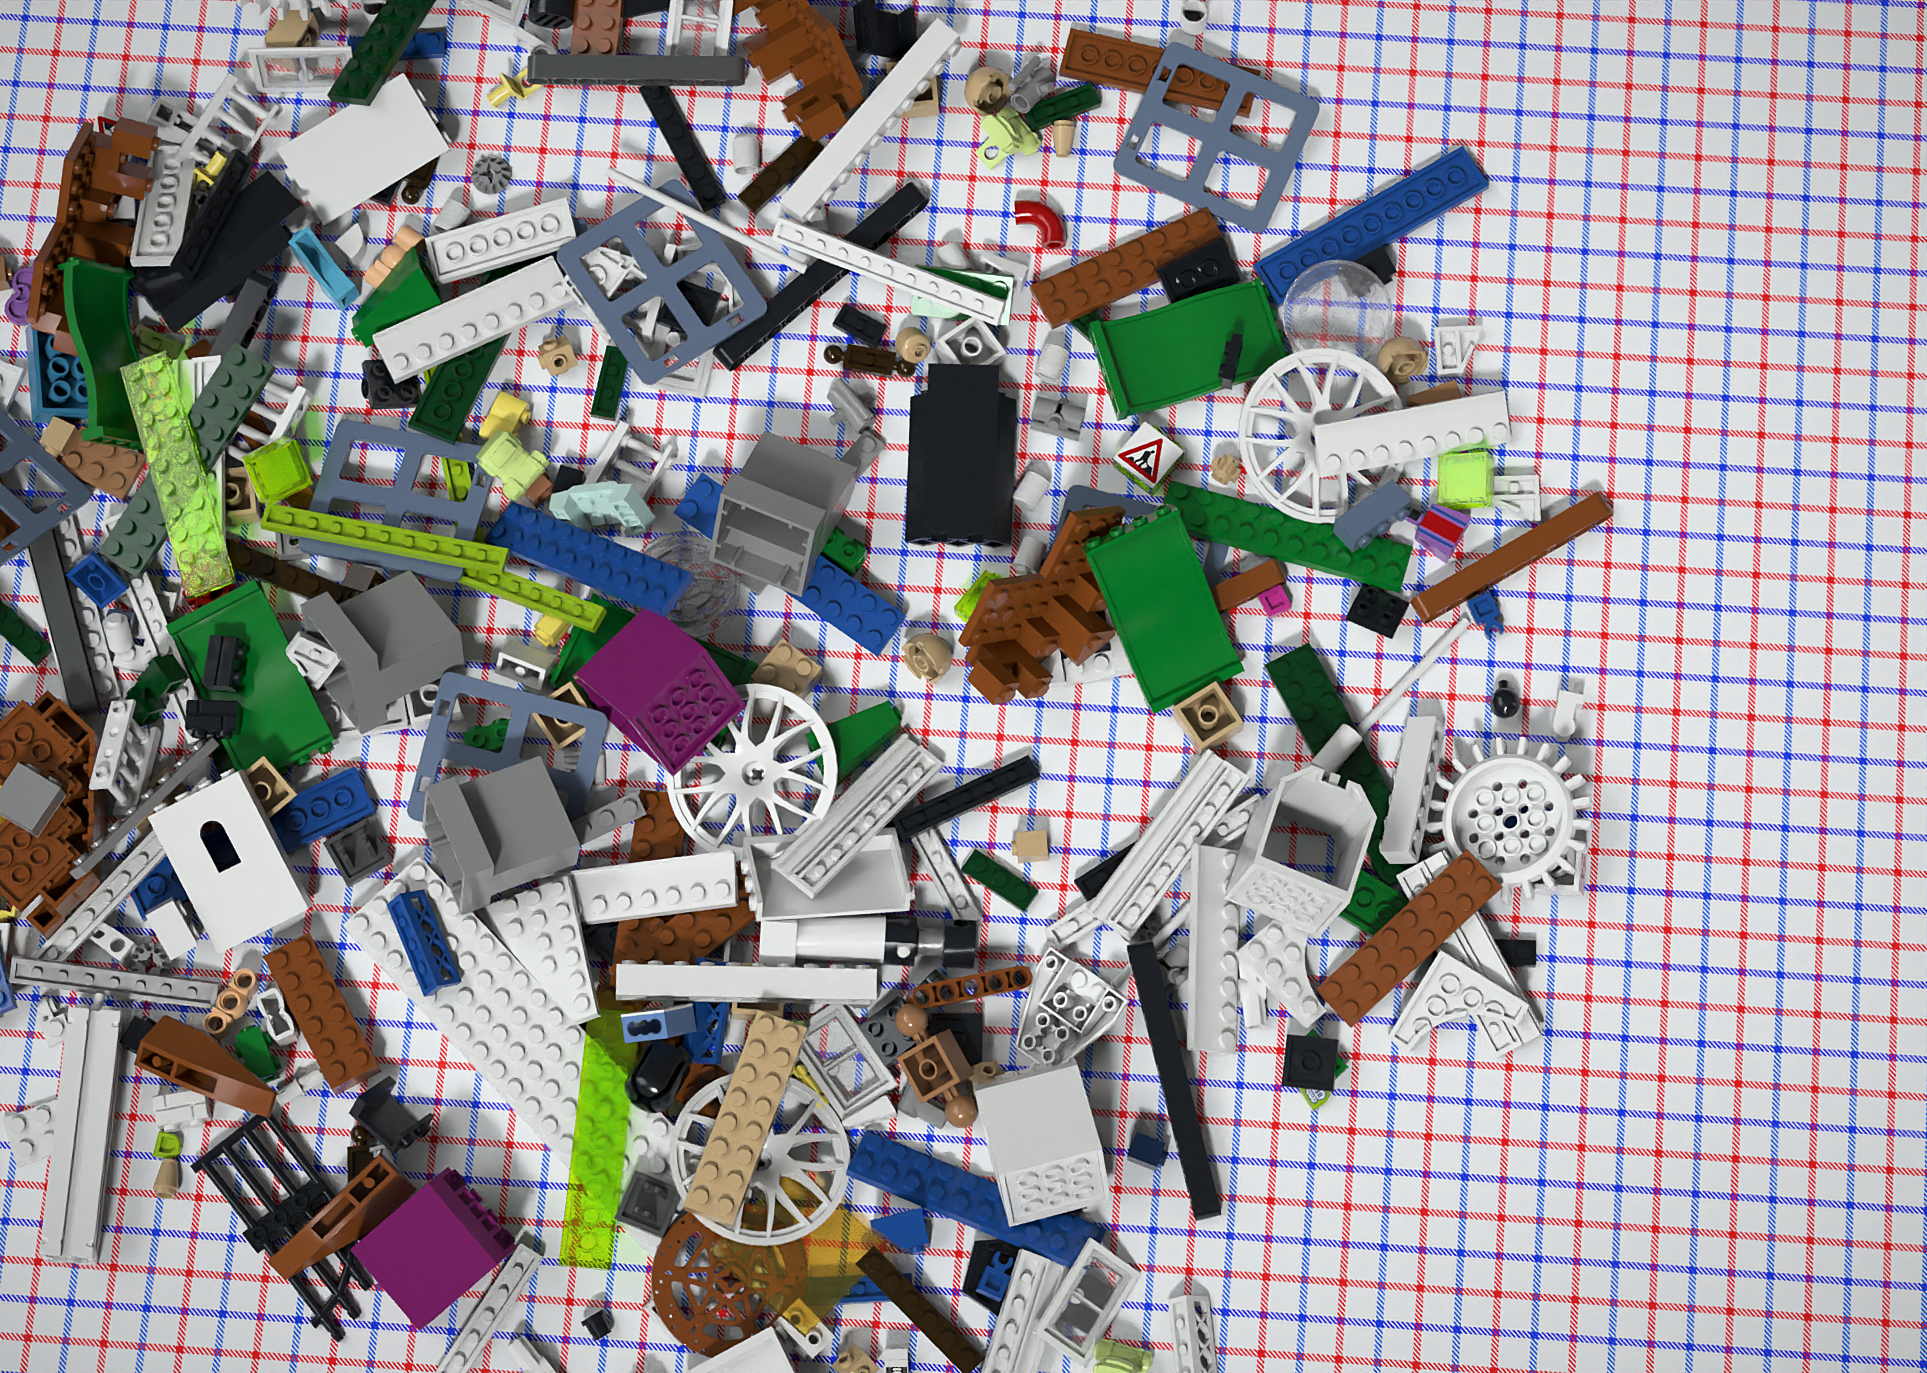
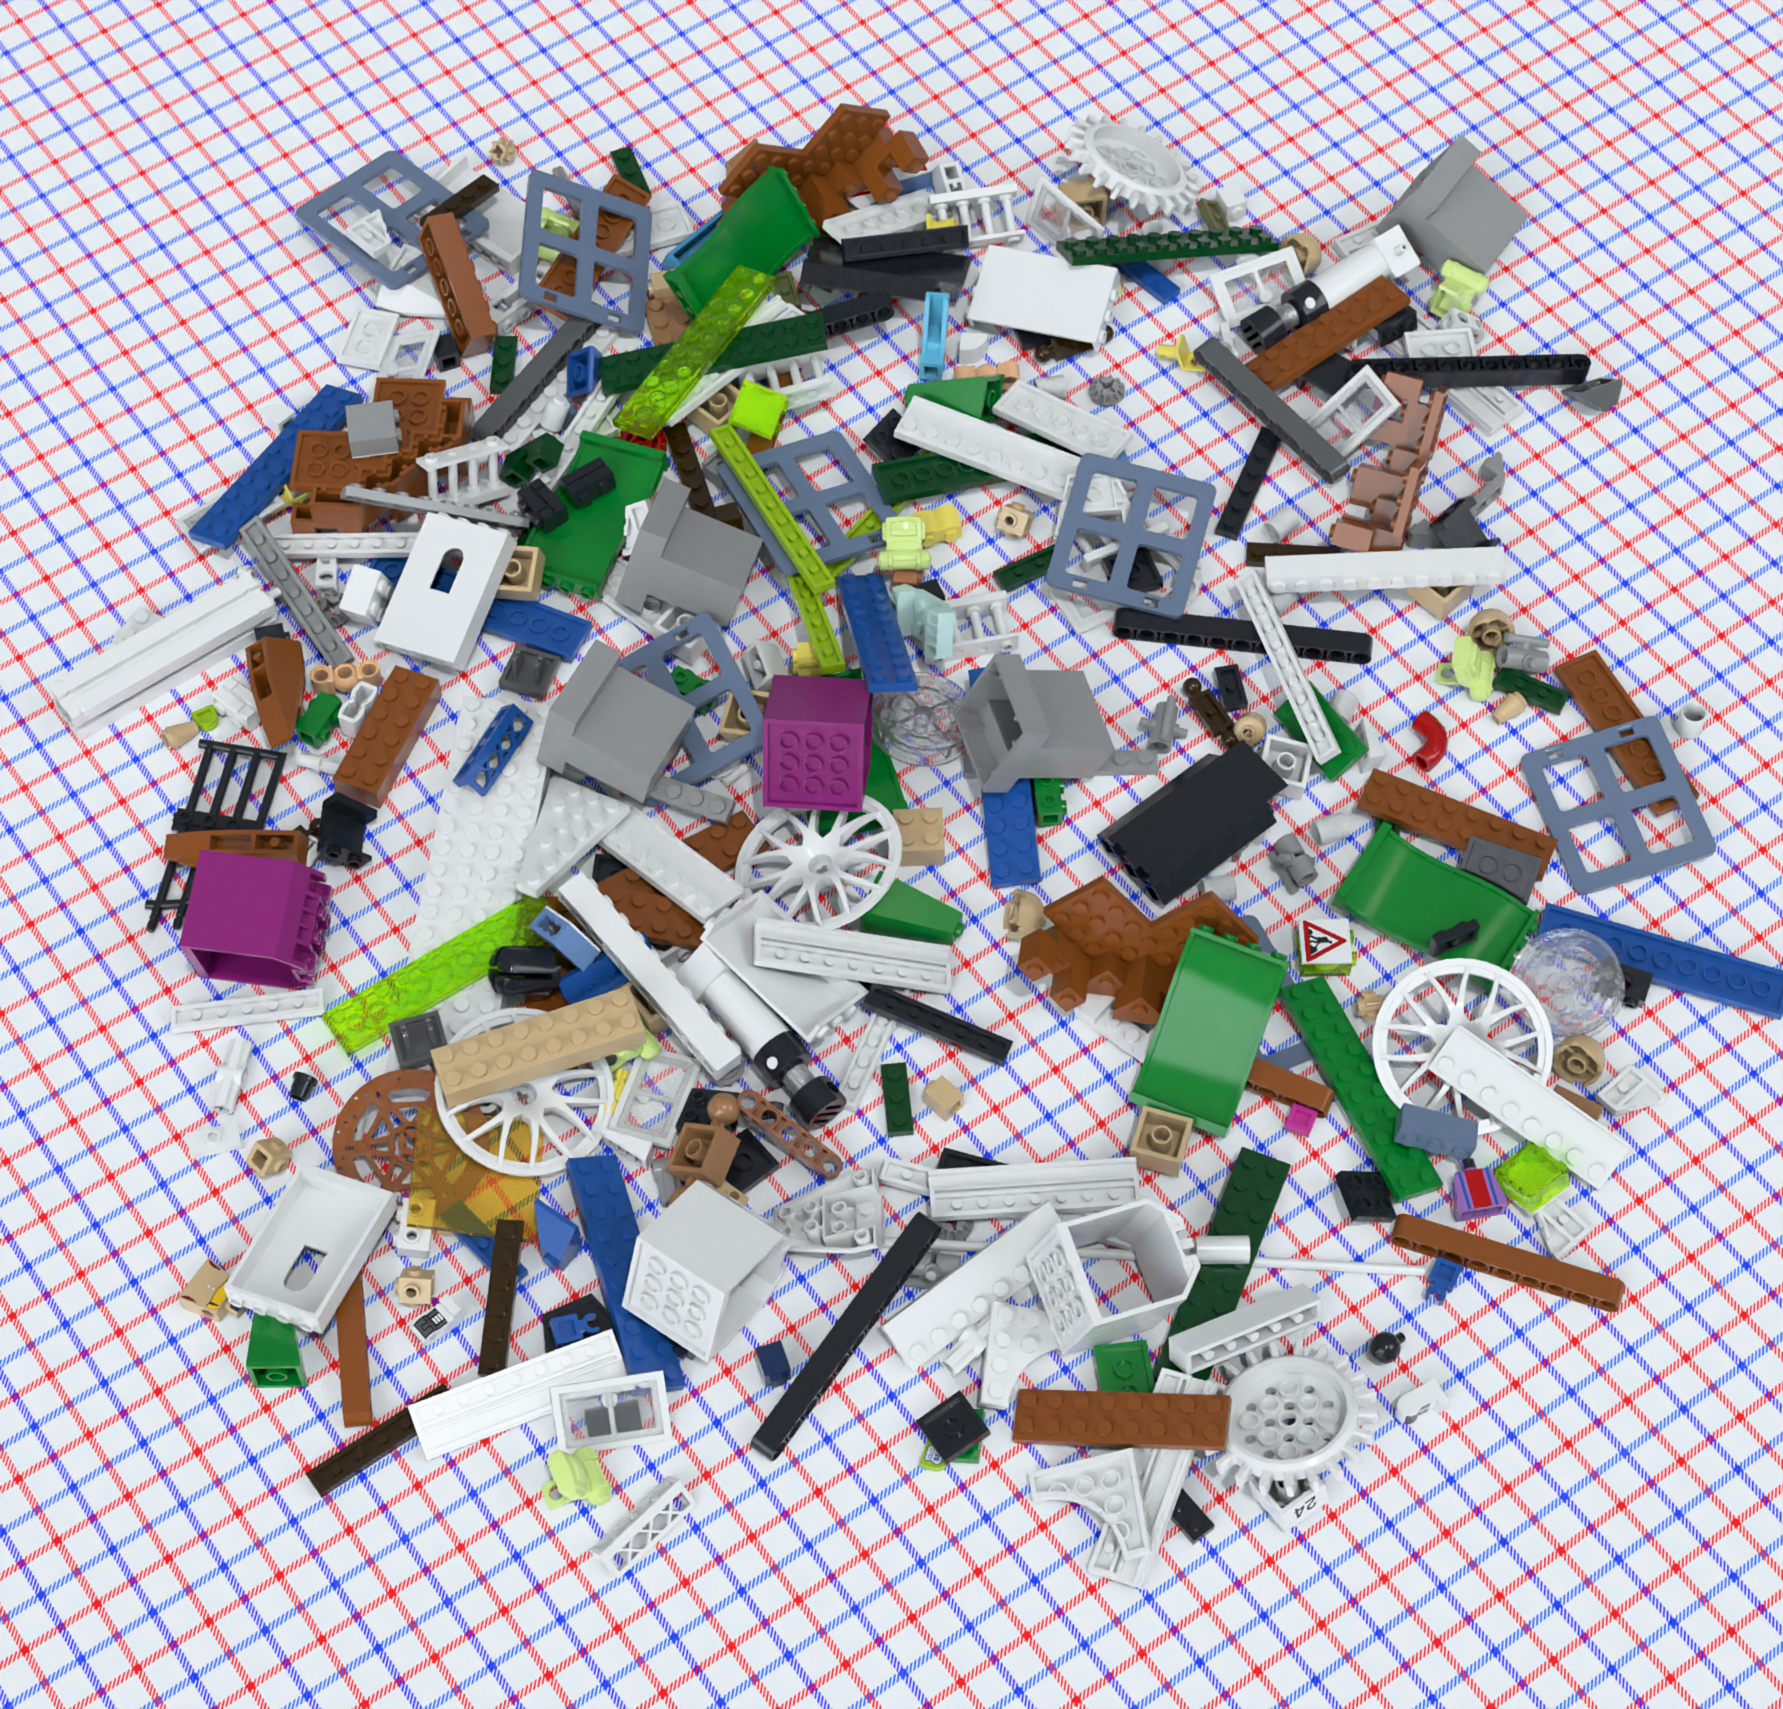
camera: 45 degrees right, 15 degrees down
(706, 220) = (1205, 528): white piece -> none

